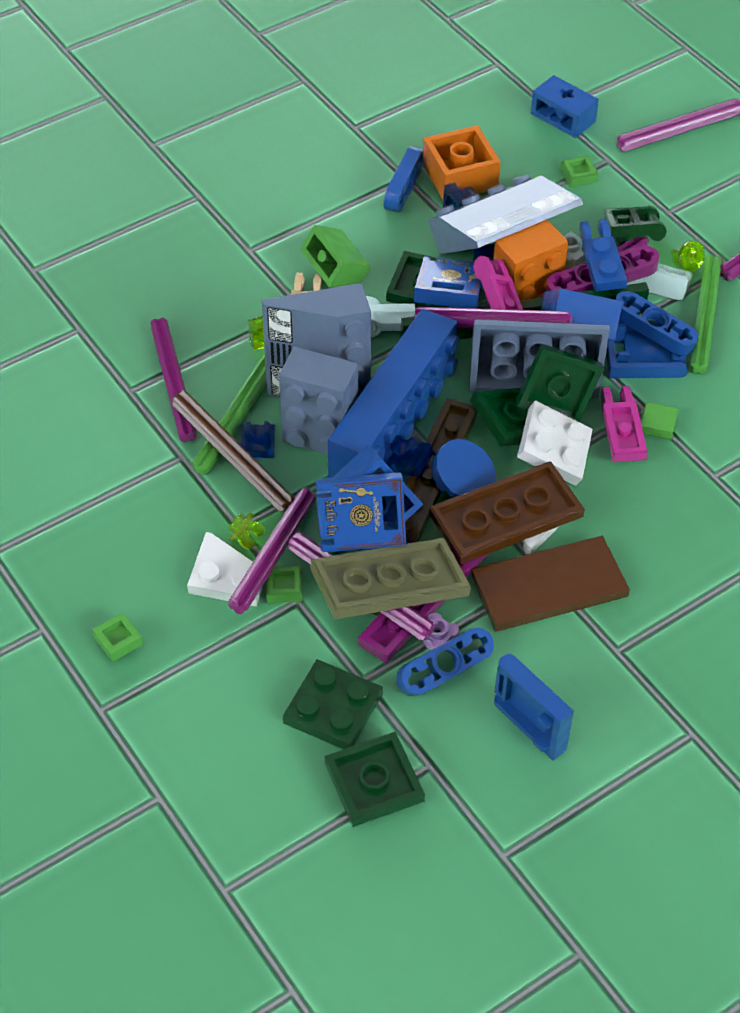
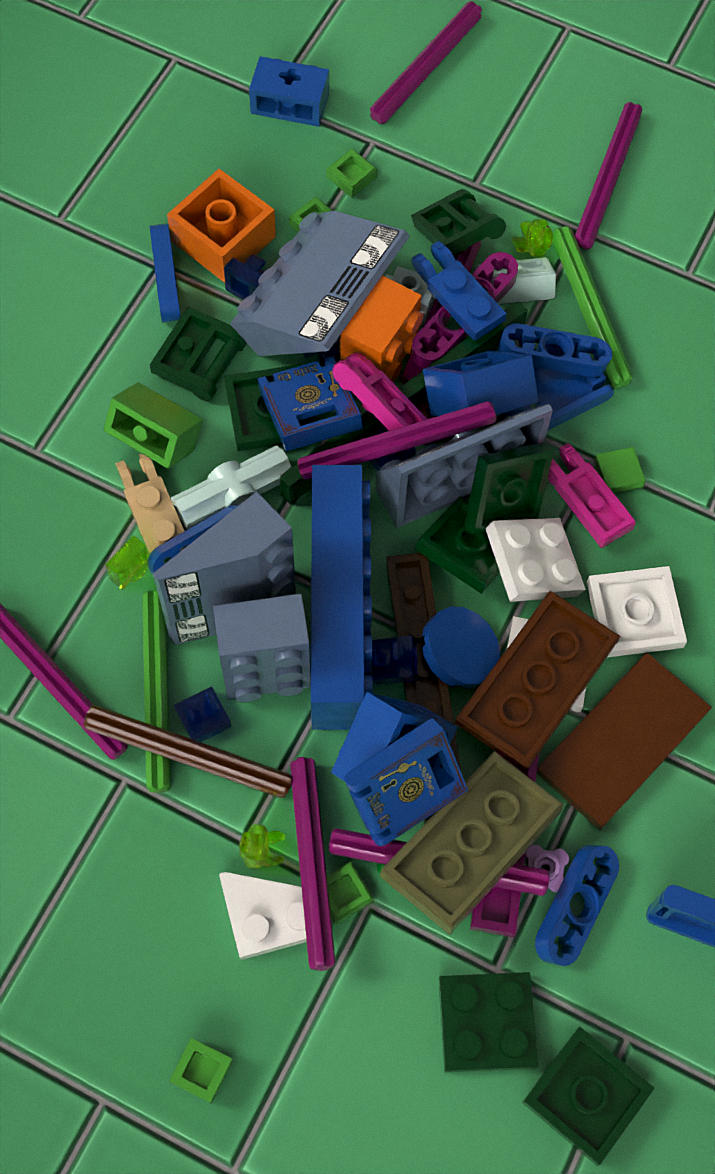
camera: 30 degrees left, 15 degrees up
(392, 226) = (187, 348): none -> dark green plate
(613, 507) = (639, 609): none -> white plate

